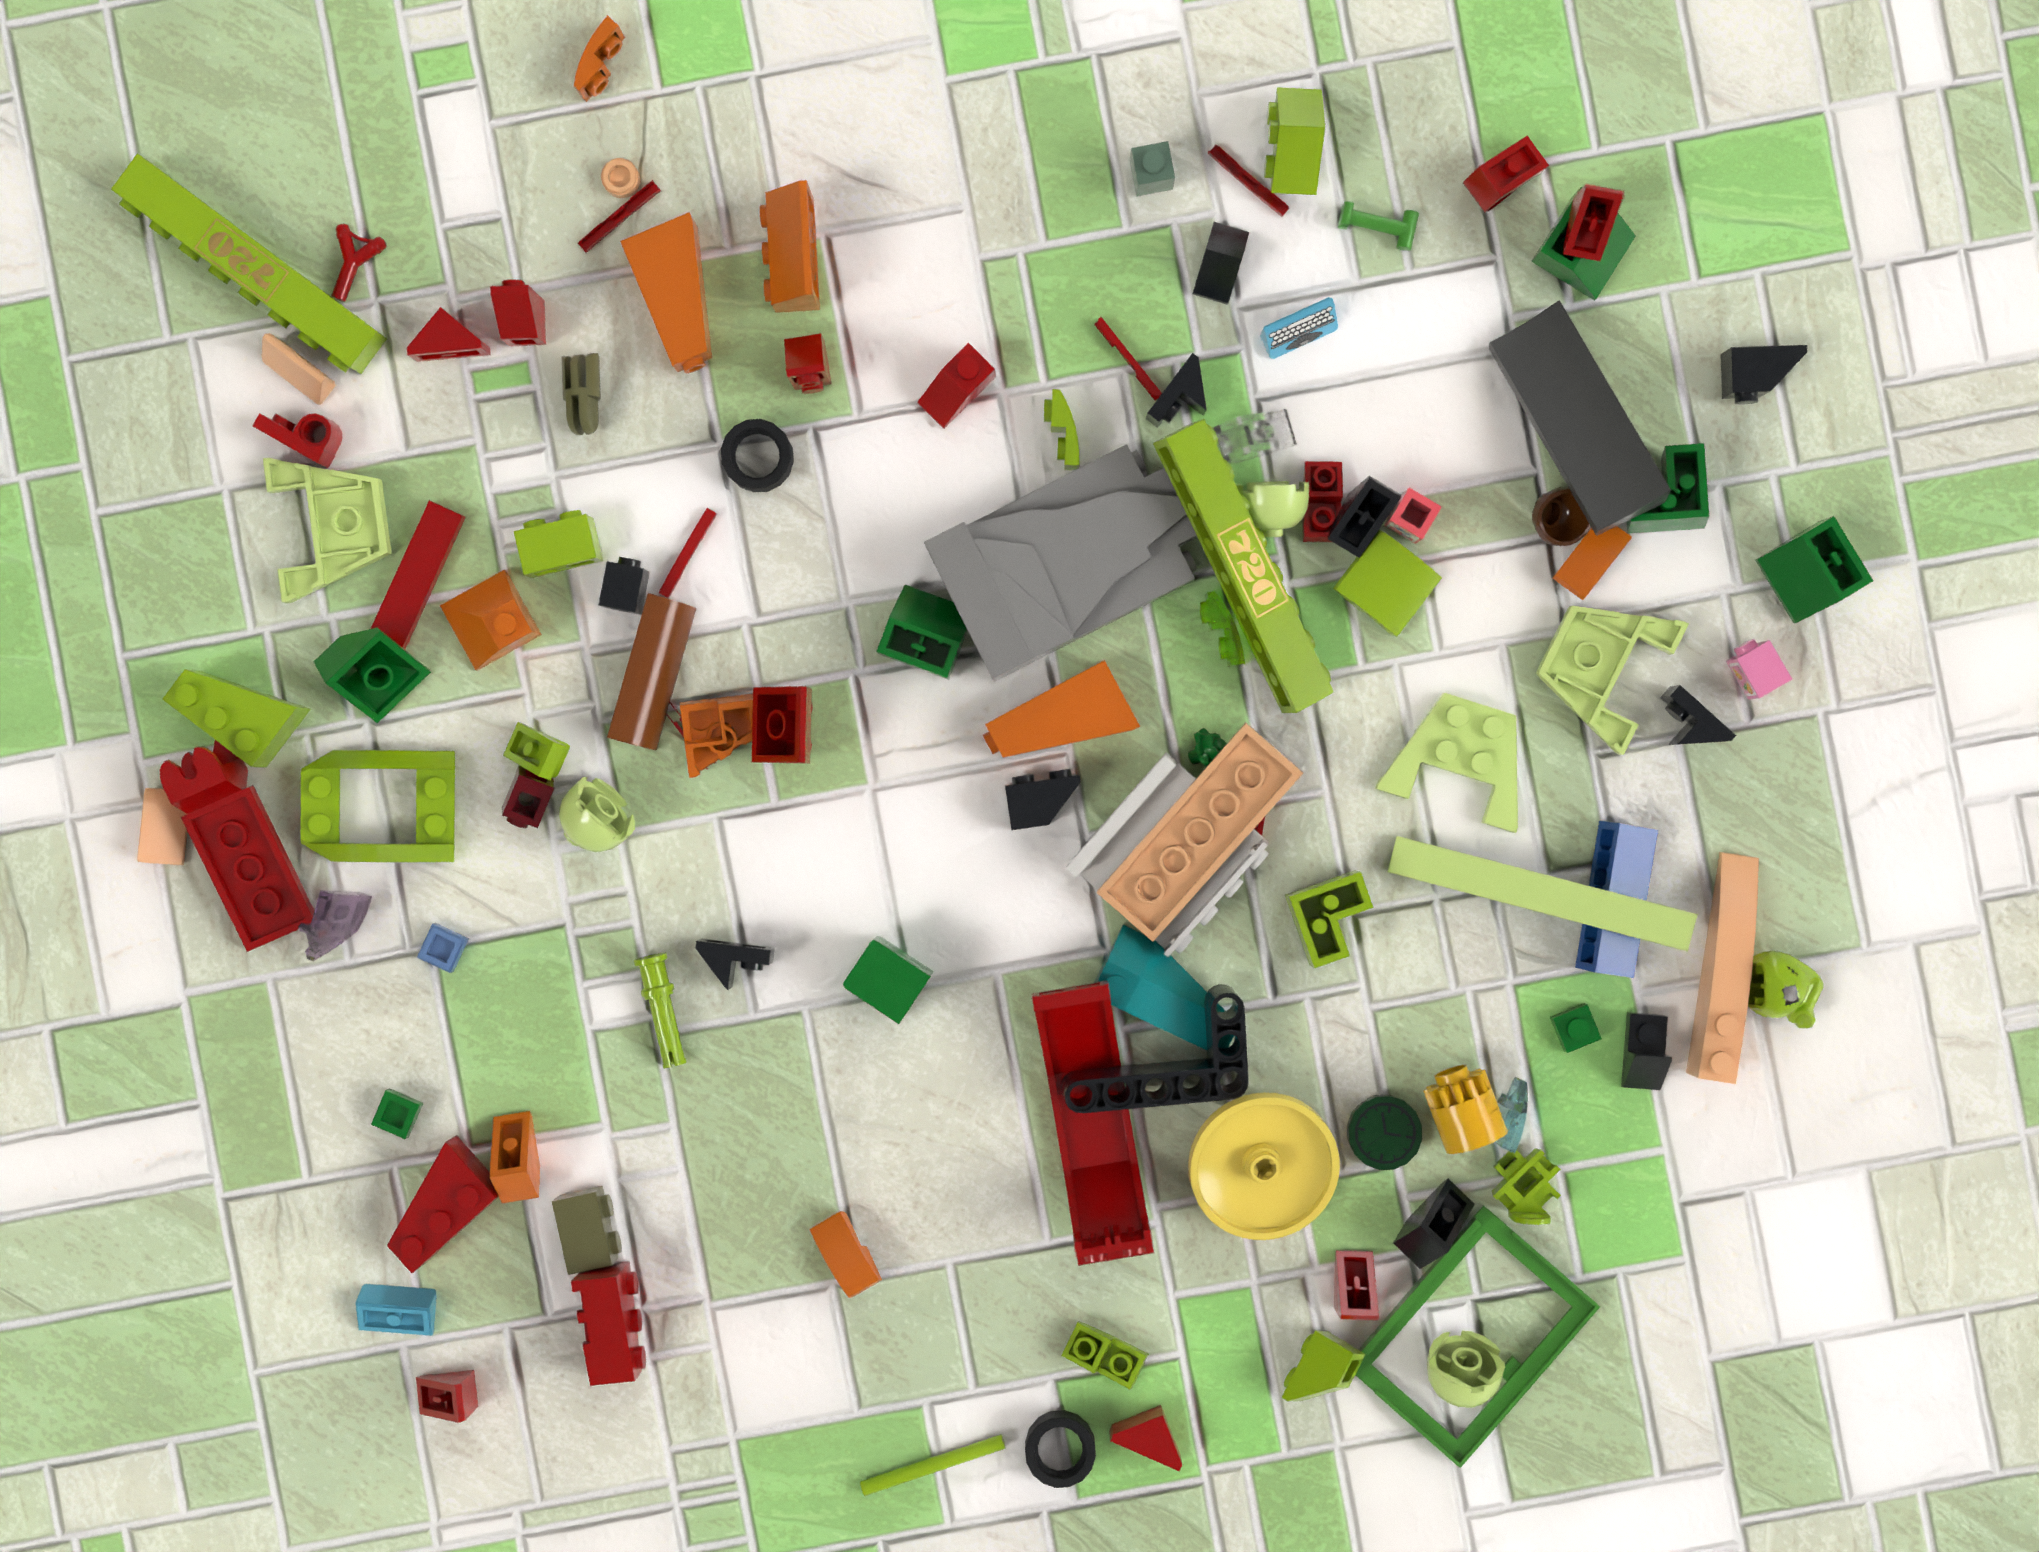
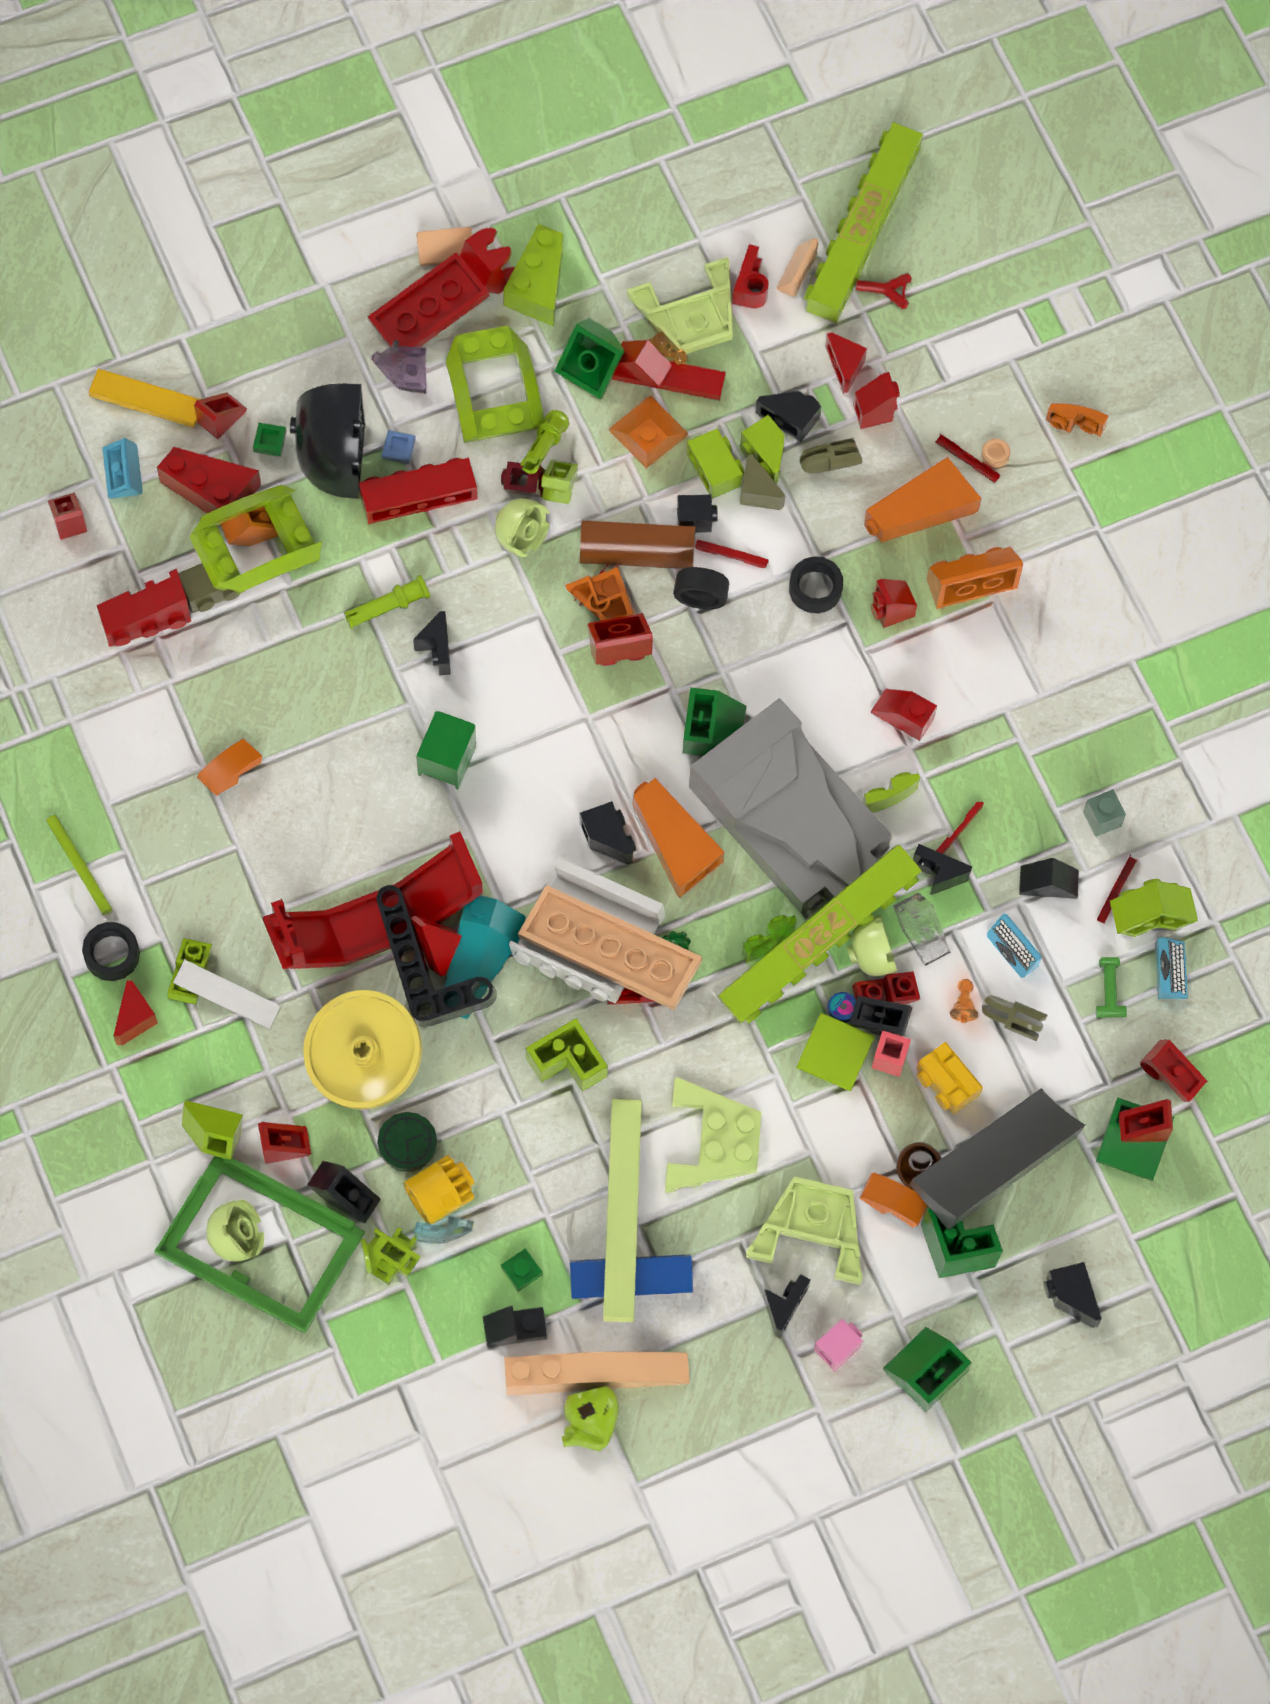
camera: 75 degrees right, 20 degrees down
(300, 1261) = (144, 397): none -> yellow tile
(343, 1170) = (218, 413): none -> red slope
(375, 576) = (662, 344): none -> clear orange piece
(395, 604) = (644, 362): none -> red slope
(419, 1036) = (331, 437): none -> black brick
(475, 753) = (547, 436): none -> lime pin
(507, 429) = (791, 412): none -> black slope
(512, 937) = (418, 490): none -> red brick
(529, 1116) = (288, 524): none -> lime wedge
(549, 473) = (766, 444): none -> lime slope
(604, 496) = (759, 487): none -> olive slope
(735, 604) = (701, 588): none -> black tyre
(1144, 1043) = (437, 943): none -> red slope
(1147, 1316) = (227, 994): none -> white sticker
(1329, 560) = (841, 1006): none -> tile
(1363, 409) = (964, 1007): none -> clear orange piece
(1370, 142) = (1171, 969): none -> slope
(1391, 351) = (1015, 1016): none -> olive arm
(1455, 452) = (948, 1079): none -> yellow brick

